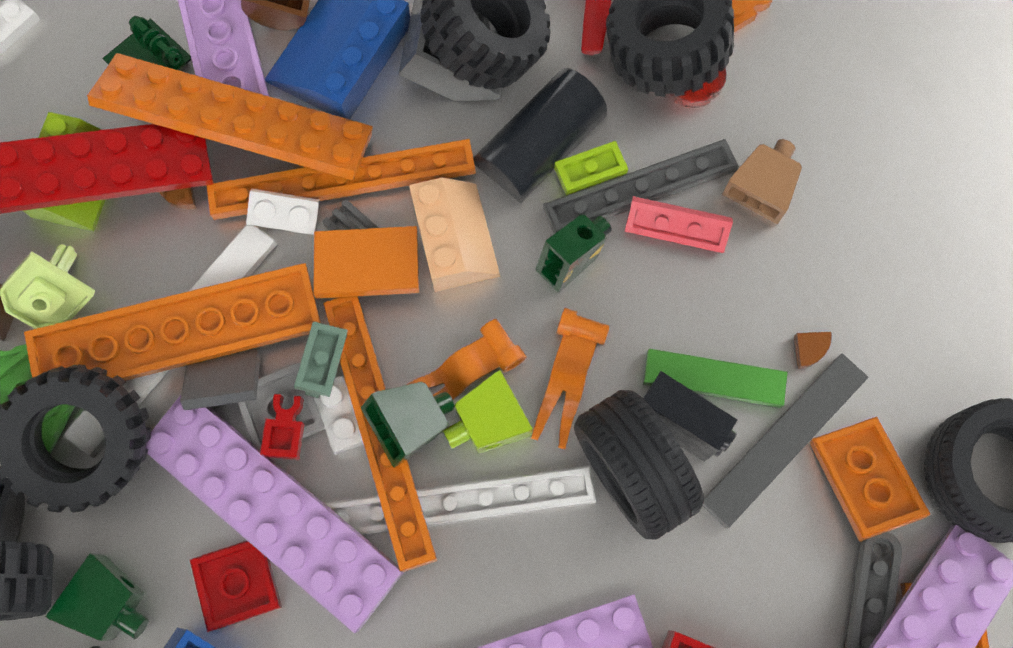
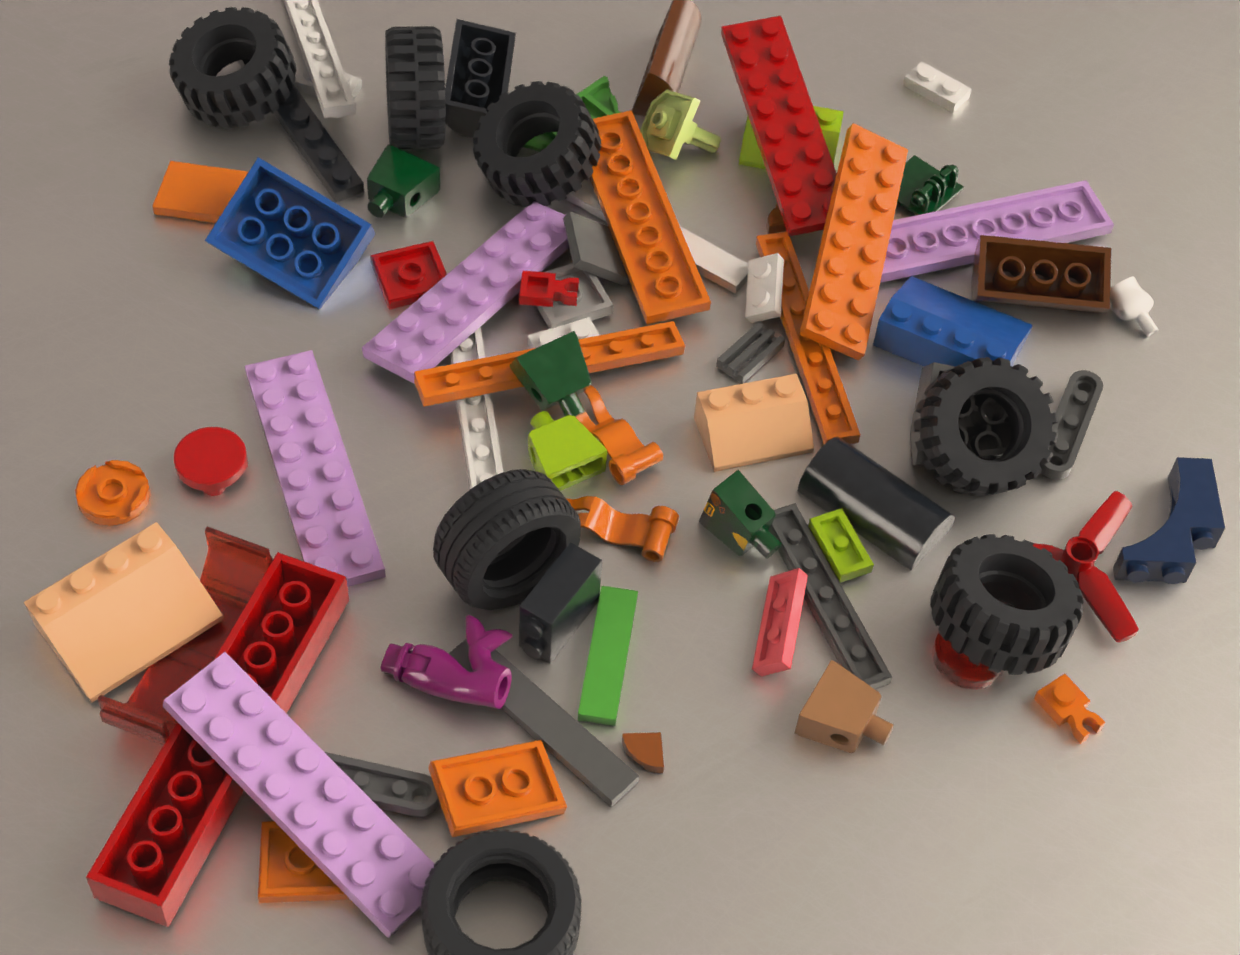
camera: 85 degrees right, 20 degrees down
(320, 360) = (613, 311): sand green plate -> none
(366, 262) = (714, 348): orange tile -> none
(759, 531) = (442, 676): none -> magenta piece

